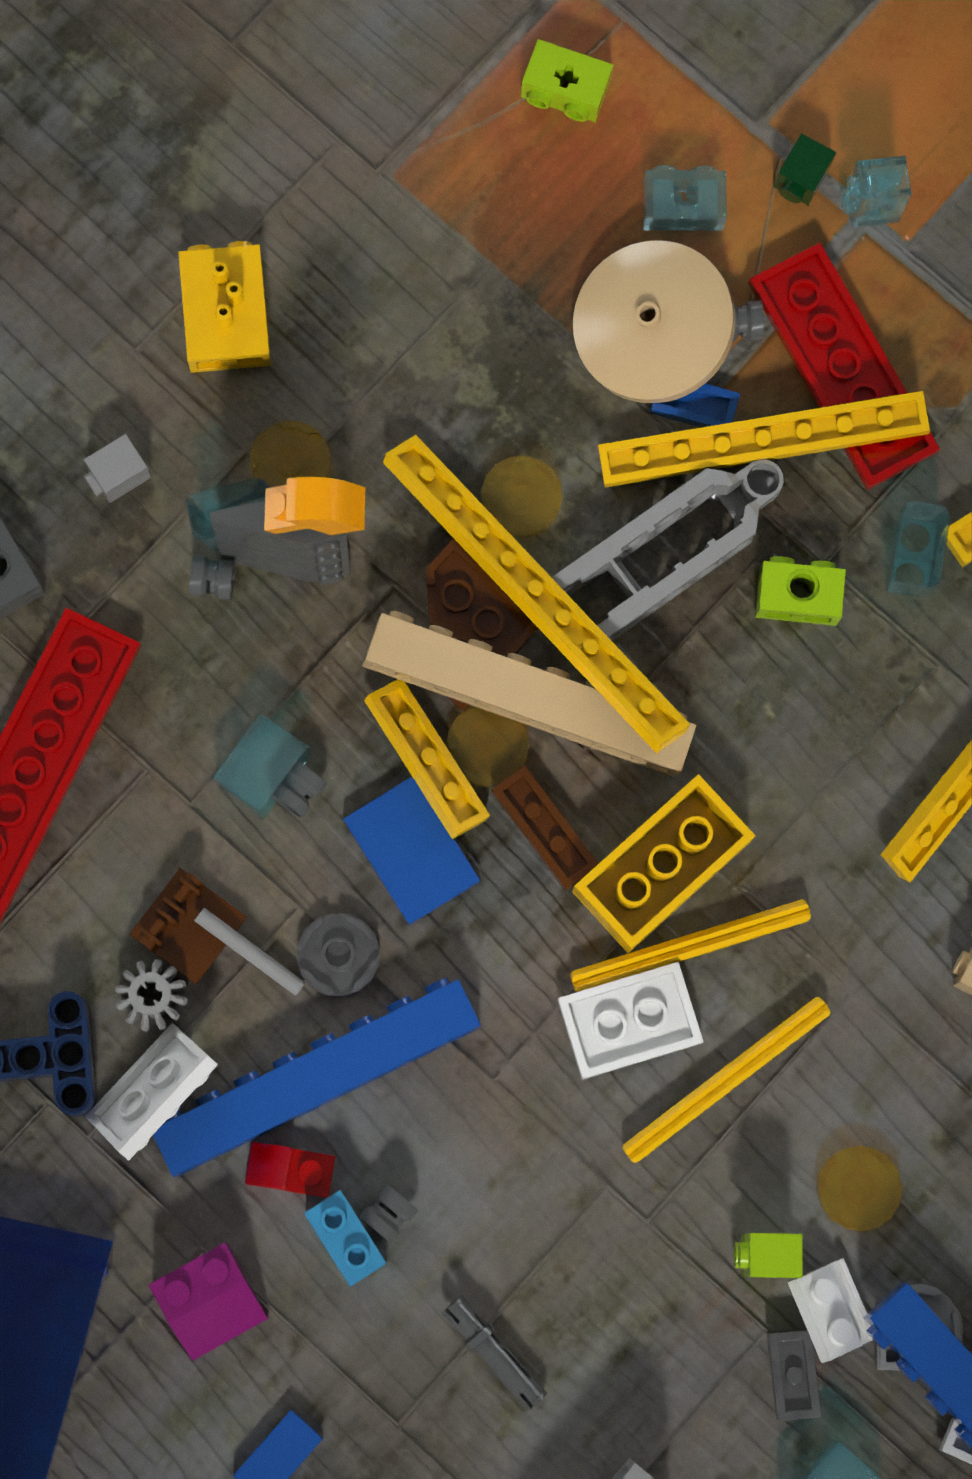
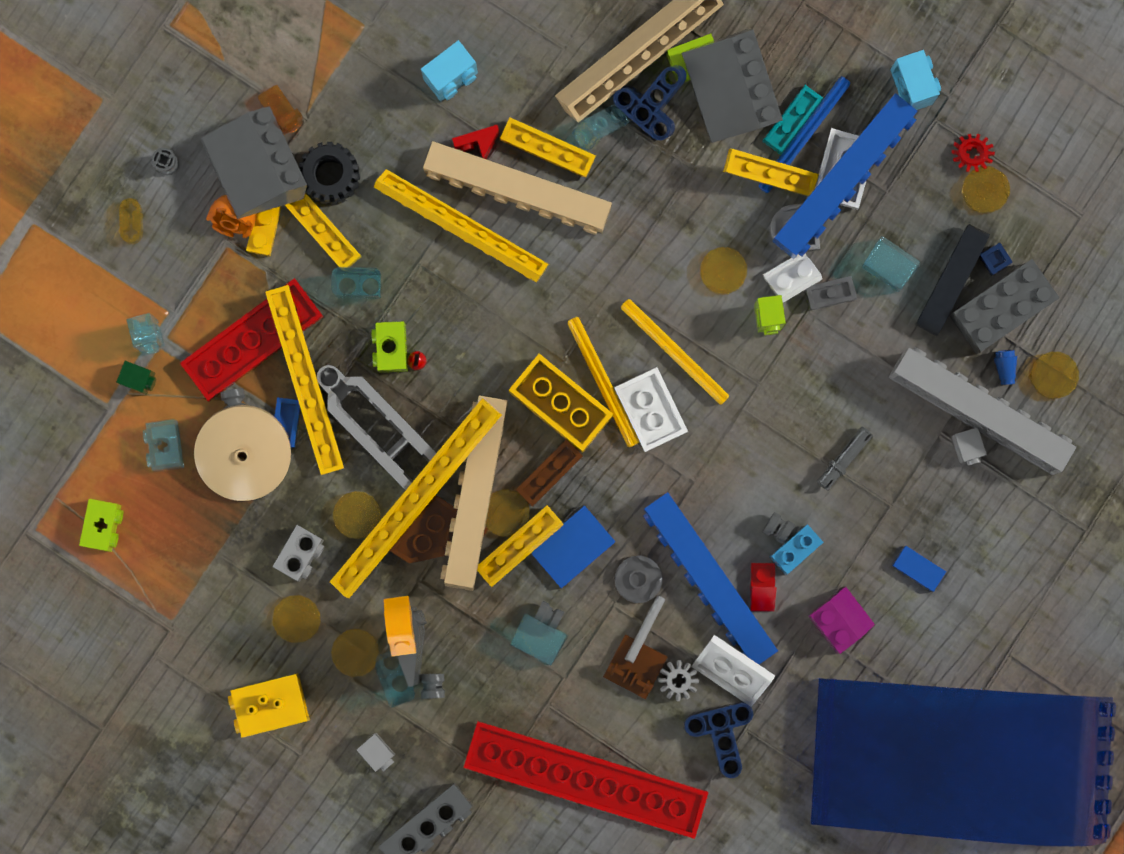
camera: 90 degrees left, 5 degrees up
(362, 374) = (296, 619): none -> clear yellow tile
(478, 383) = (293, 550): none -> light grey brick
(768, 641) = (421, 362): none -> red hinge

